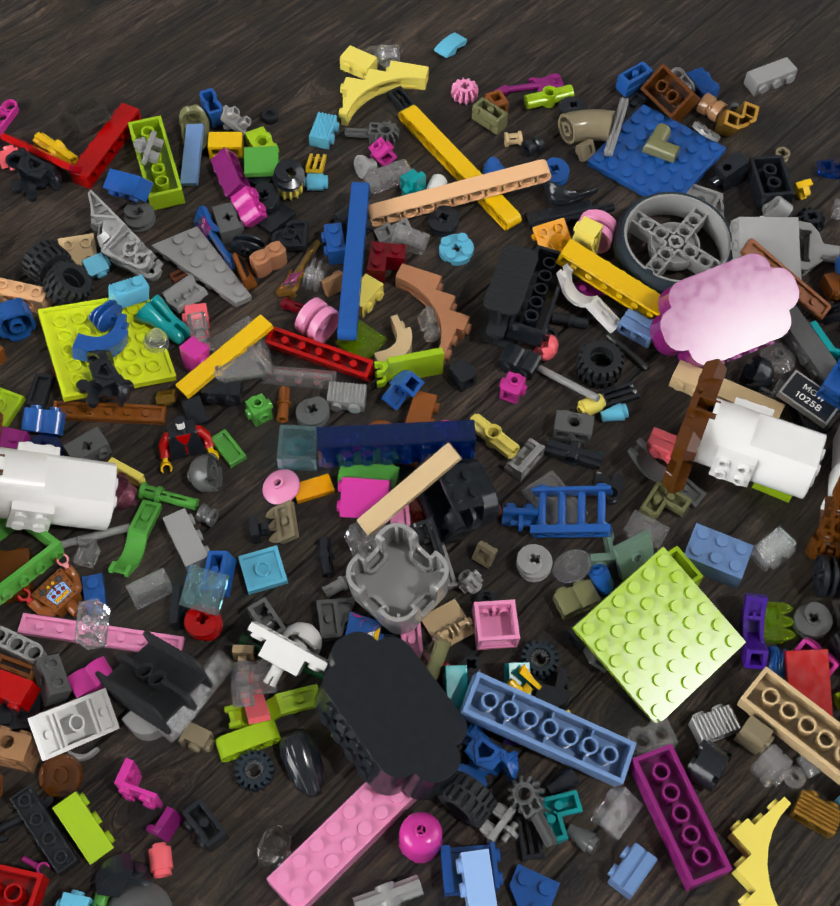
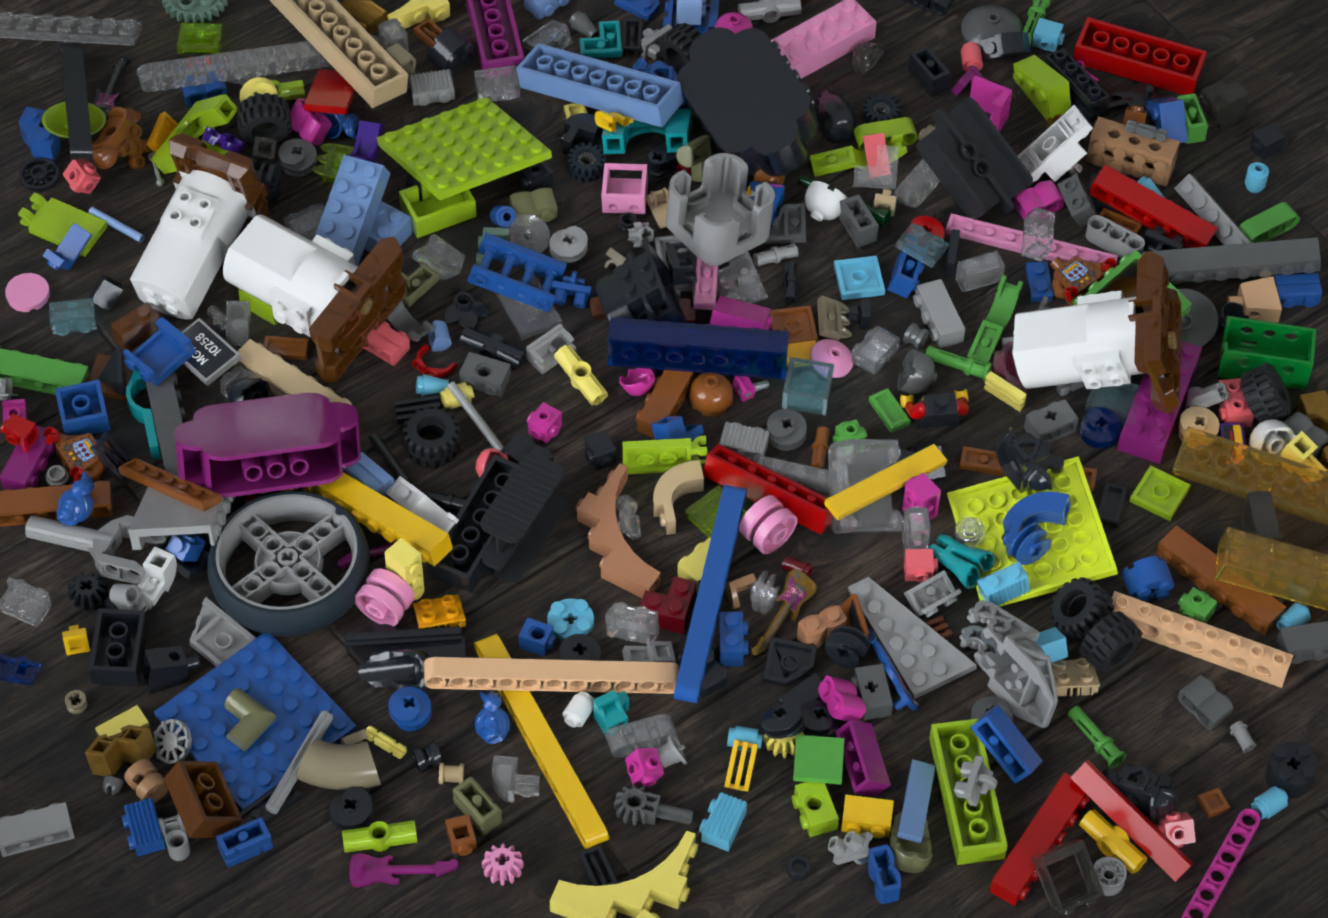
camera: 170 degrees left, 5 degrees down
(43, 421) = (1103, 456): blue brick -> none
(58, 209) = (1103, 744): none -> bright green pin
(60, 129) = (1112, 868): none -> light grey wheel
(166, 397) = (959, 471): pearl gold plate -> none
(242, 496) = (875, 349): none -> clear brick
(284, 654) = (840, 166): white brick -> none
(318, 515) = (797, 321): none -> dark orange tile
(409, 489) = (693, 279): tan tile -> none
(473, 136) = (508, 781): none -> clear brick
(477, 229) = (532, 629): none -> blue brick
(532, 808) = (627, 41): dark grey gear -> none
(564, 155) = (385, 742): none -> light yellow axle
(616, 426) = (418, 364): none -> red cap
(621, 457) = (440, 337): none -> medium blue brick
(633, 553) = (462, 228): sand green plate -> none
(729, 807) = (425, 34): none -> dark orange tile
(738, 529) = (353, 204): none -> medium blue brick
(744, 143) = (130, 717): none -> light yellow tile

